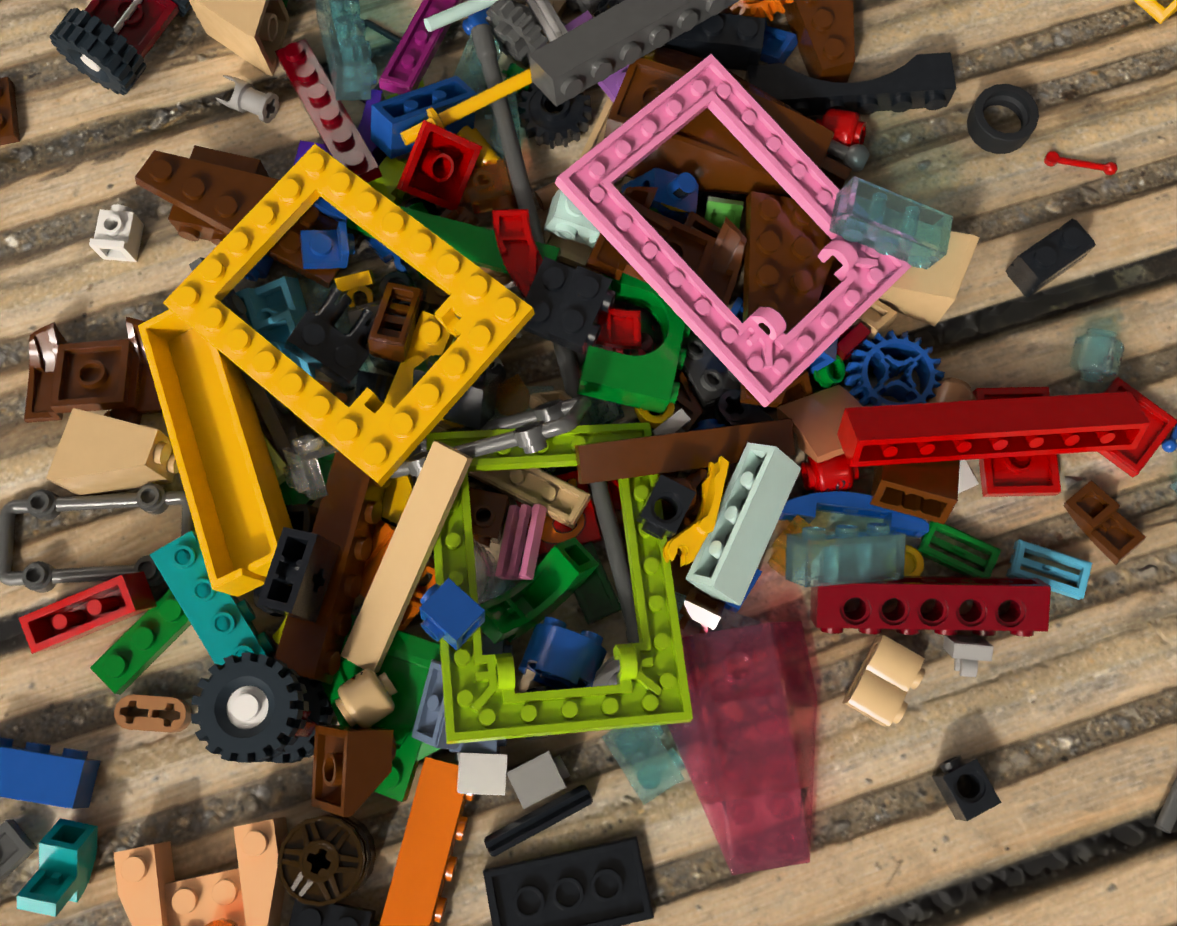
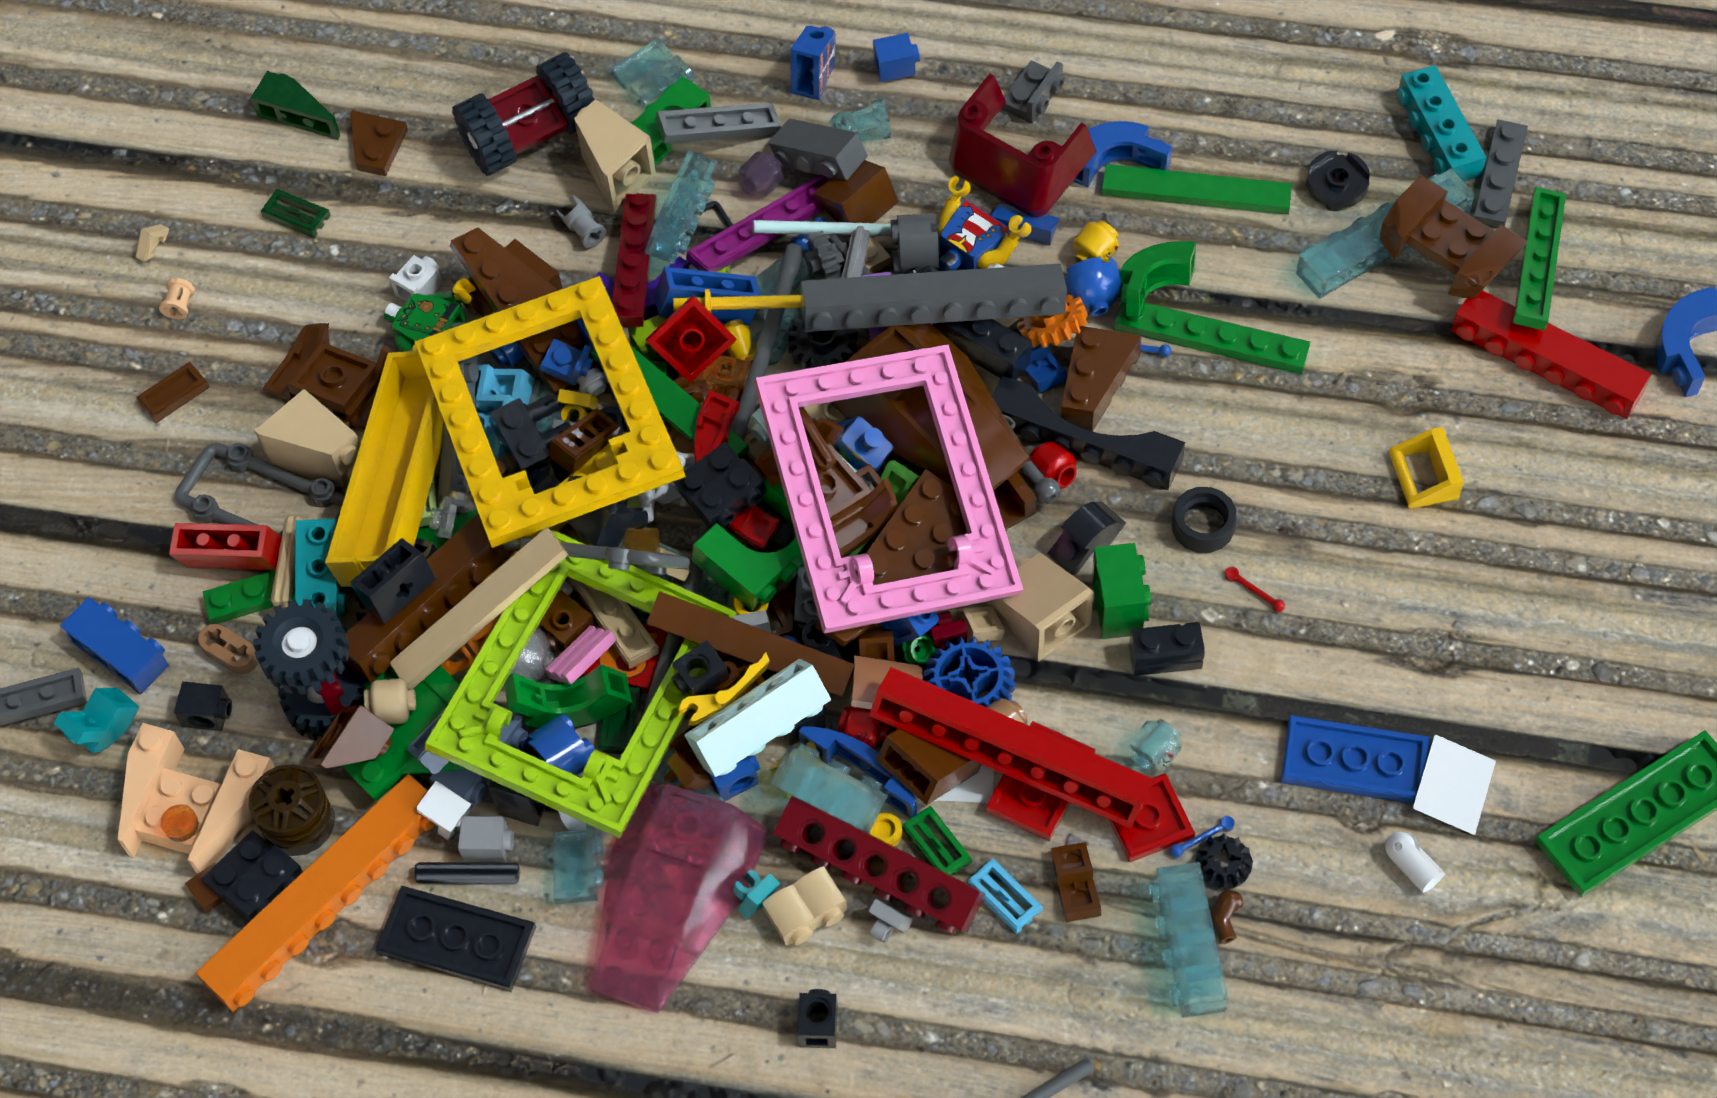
camera: 30 degrees right, 15 degrees down
(154, 267) = (427, 314): none -> green torso
(162, 597) = (285, 567): none -> tan axle
(164, 791) = (202, 706): none -> black brick
(362, 256) = (593, 383): none -> white plate
(450, 614) = (483, 657): blue brick -> none
(836, 697) = (755, 895): none -> teal tile
(891, 223) = (1017, 543): clear light blue brick -> none
(917, 174) = (1086, 528): none -> black brick
(988, 213) = (1120, 590): none -> green brick

